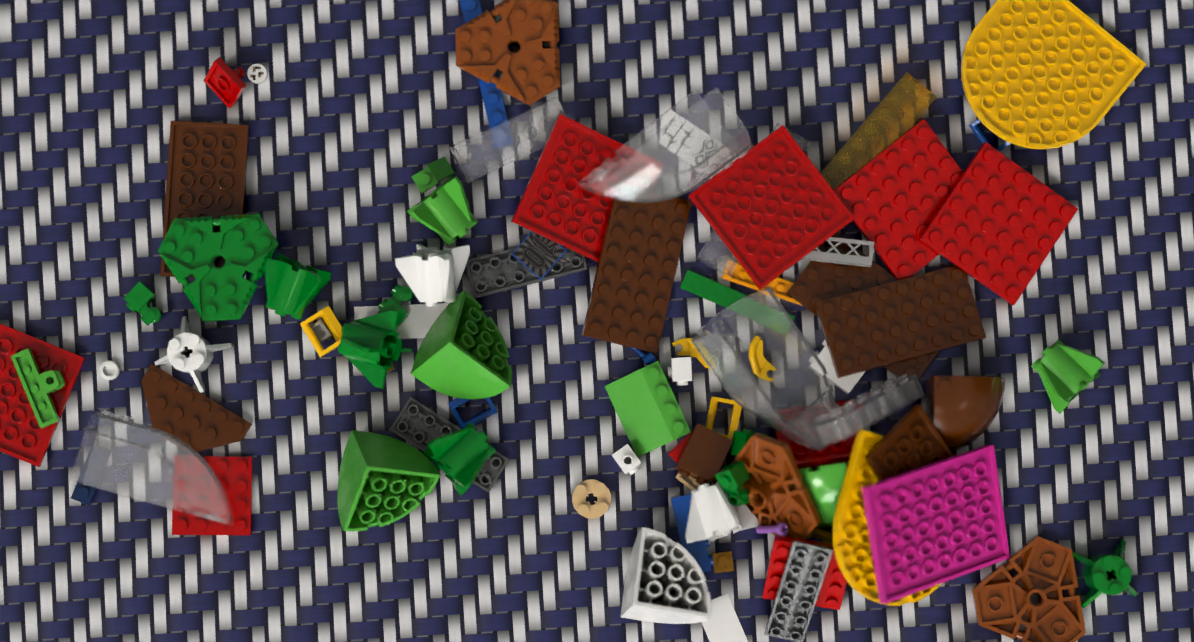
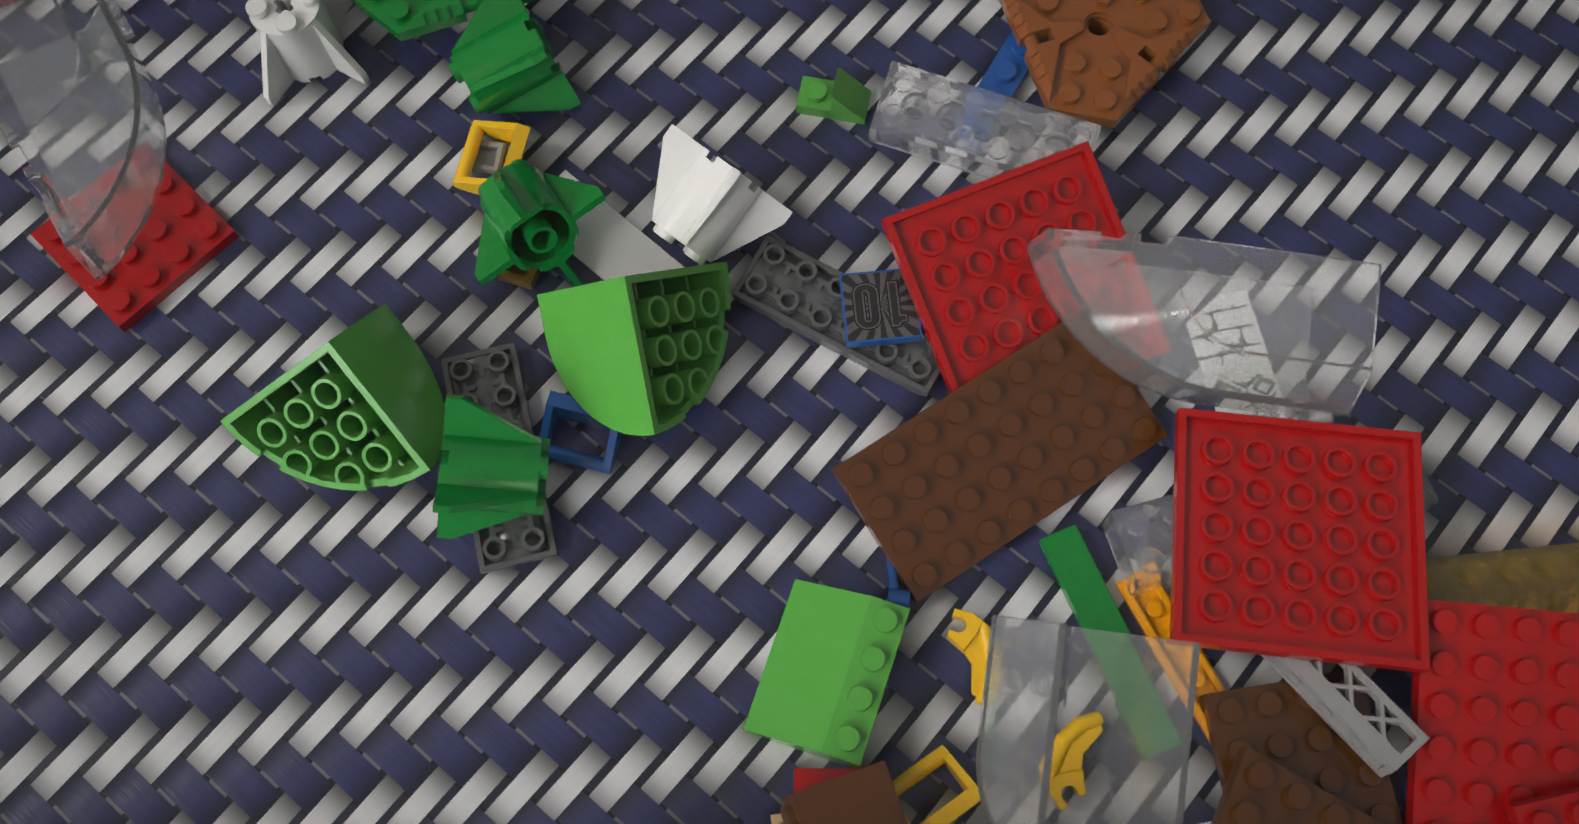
camera: 45 degrees right, 15 degrees down
(189, 414) = (219, 116): reddish brown plate -> none
(400, 294) = (608, 220): green brick -> none
(445, 211) = (803, 137): bright green brick -> none
(598, 489) = (592, 728): tan plate -> none
(627, 460) = (723, 717): white brick -> none
(680, 370) = (930, 659): white brick -> none

